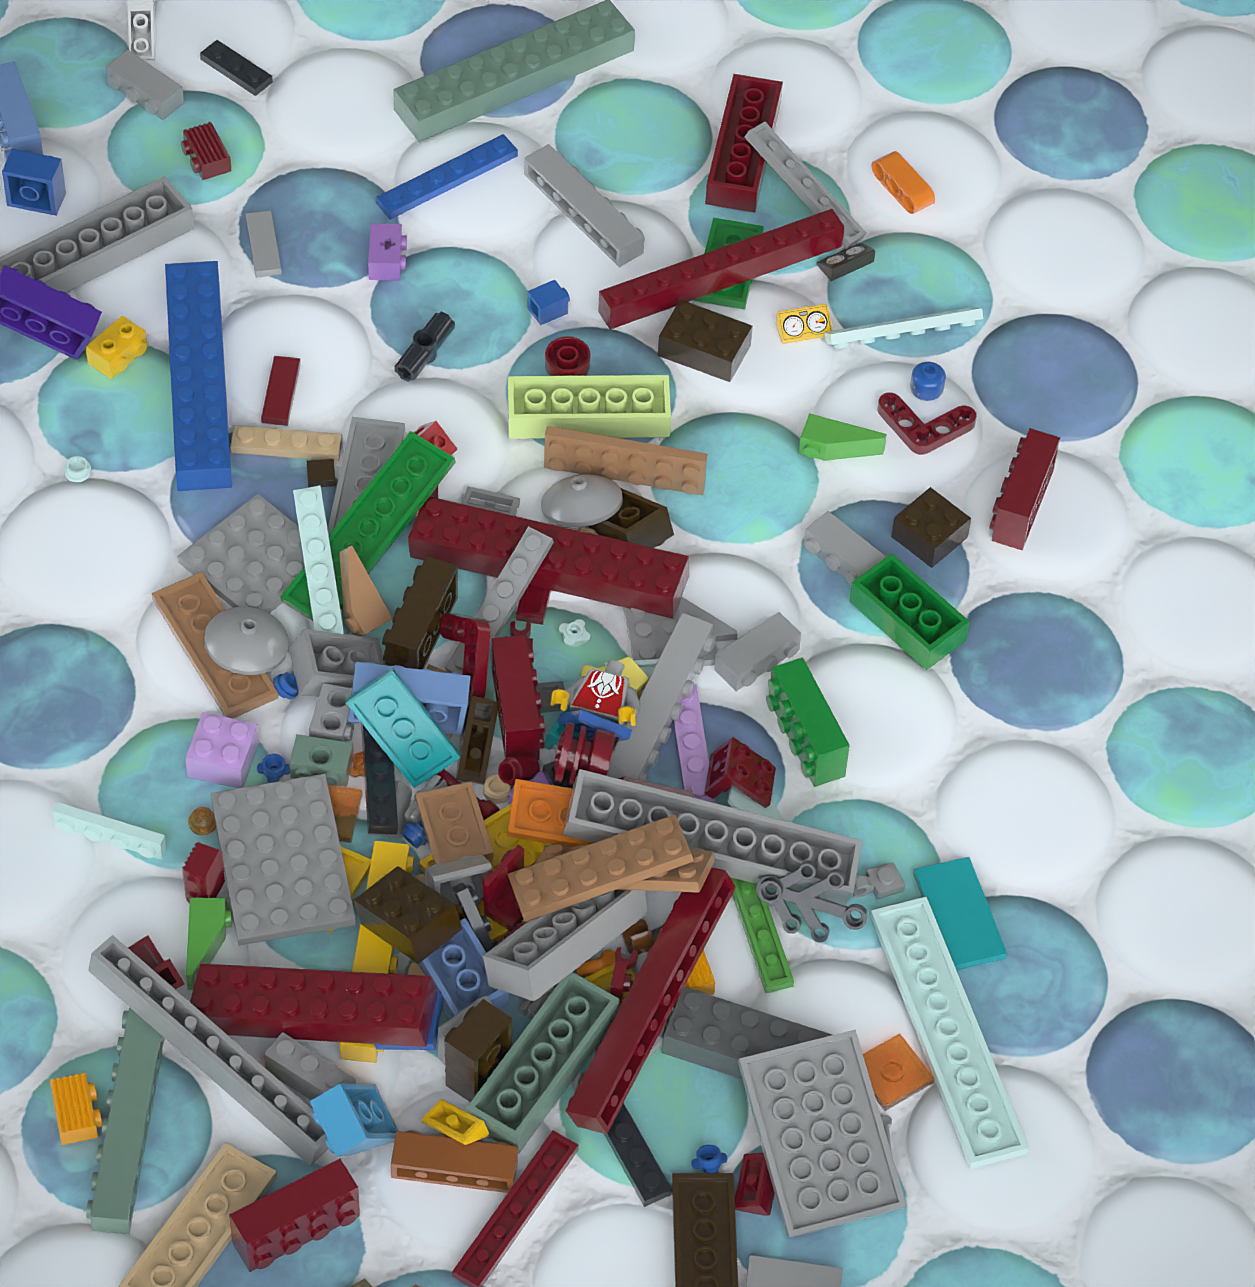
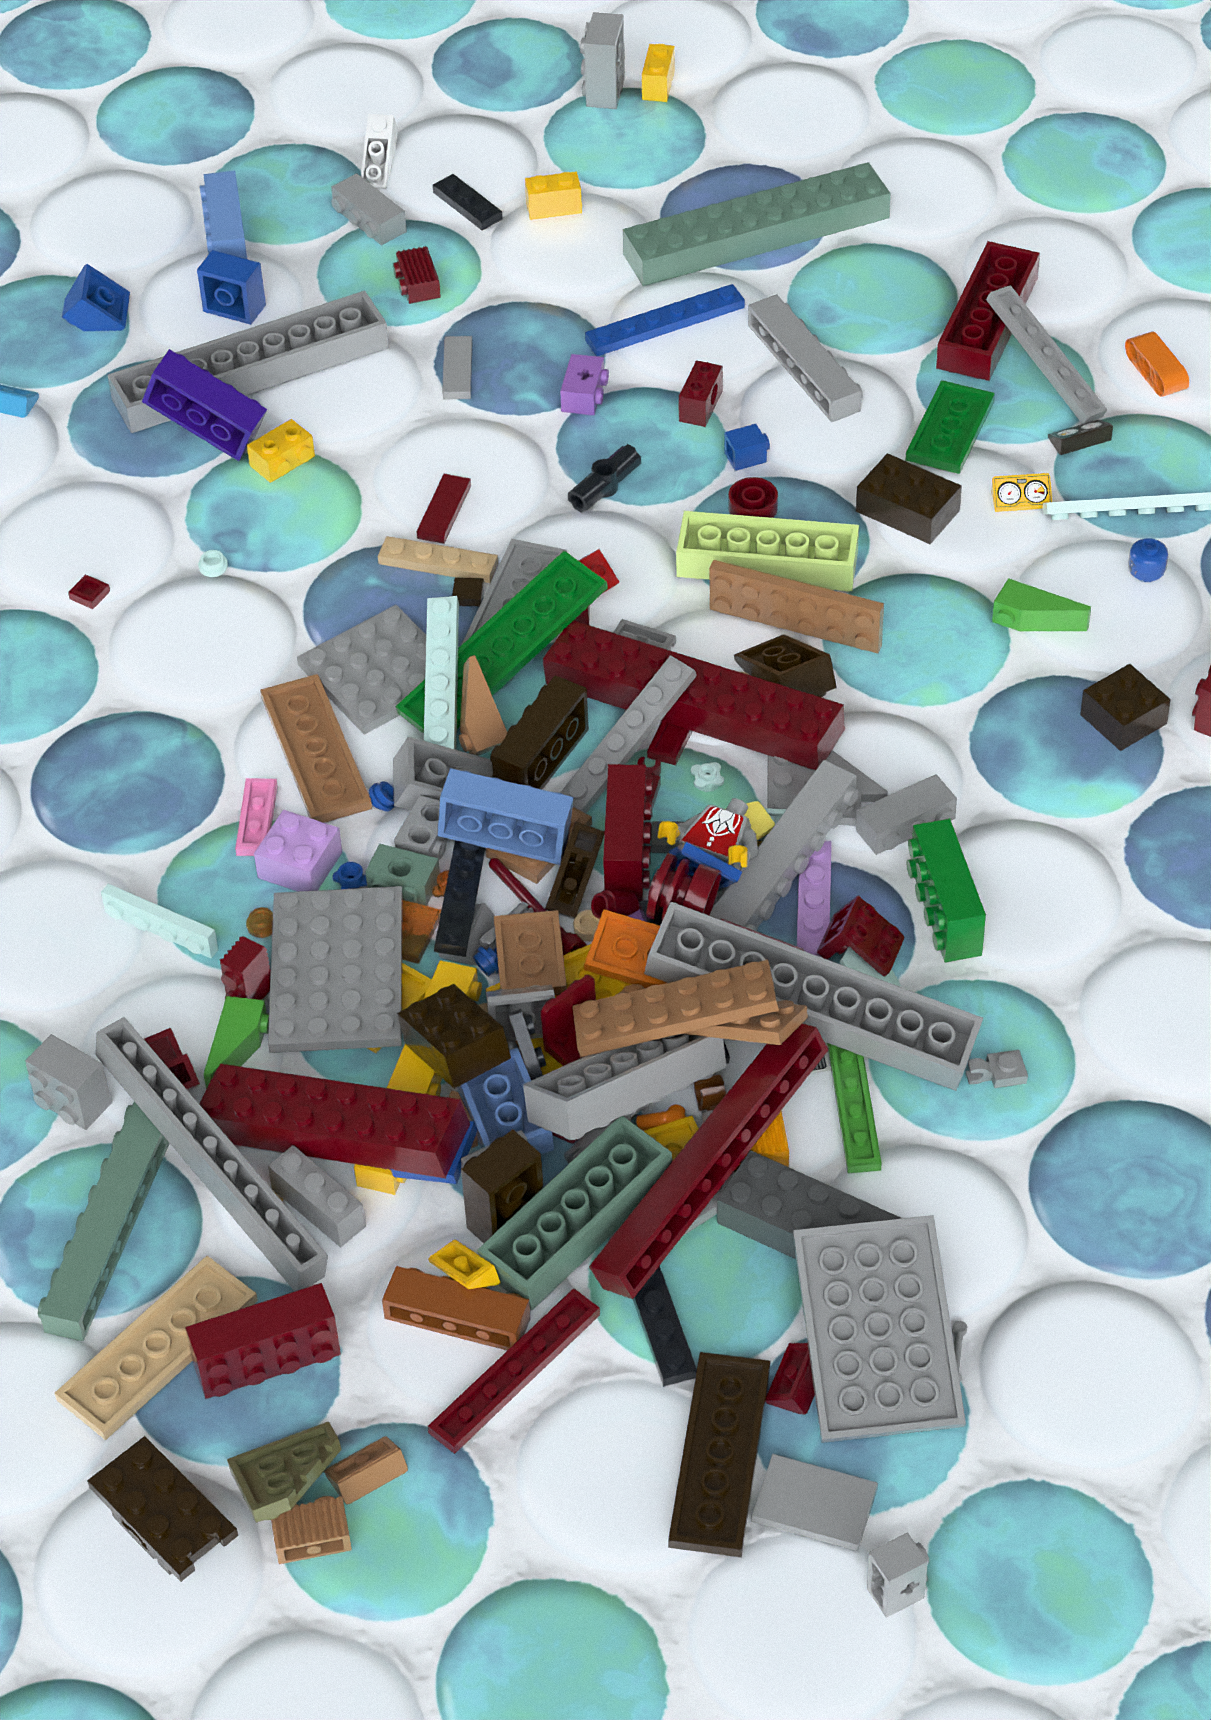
camera: 15 degrees right, 5 degrees down
(65, 997) = (68, 1082): none -> light grey brick
(74, 1108) = (53, 1200): light orange brick -> none
(173, 717) = (255, 814): none -> bright pink tile
(198, 376) = (358, 486): blue brick -> none
(246, 640) = (348, 746): light grey dish -> none
(318, 56) = (553, 195): none -> yellow brick
(353, 1118) = (349, 1244): dark azure slope -> none
(403, 728) = (491, 845): teal tile -> none
(476, 636) = (590, 761): dark red beam -> none
(496, 251) = (700, 393): none -> dark red brick
(581, 500) = (741, 642): light grey dish -> none
(621, 980) = (680, 1129): dark red plate -> none
(709, 1159) = (746, 1342): blue plate -> none
(720, 268) = (938, 427): dark red brick -> none
(807, 900) = (909, 1076): plant -> none
(840, 547) = (1024, 723): light grey brick -> none
(896, 1072) = (979, 1275): clear orange tile -> none
(909, 611) = (1084, 789): green brick -> none
(921, 431) = (1134, 617): dark red beam -> none
(949, 1033) = (1051, 1242): light aqua plate -> none
(961, 912) = (1087, 1114): teal tile -> none

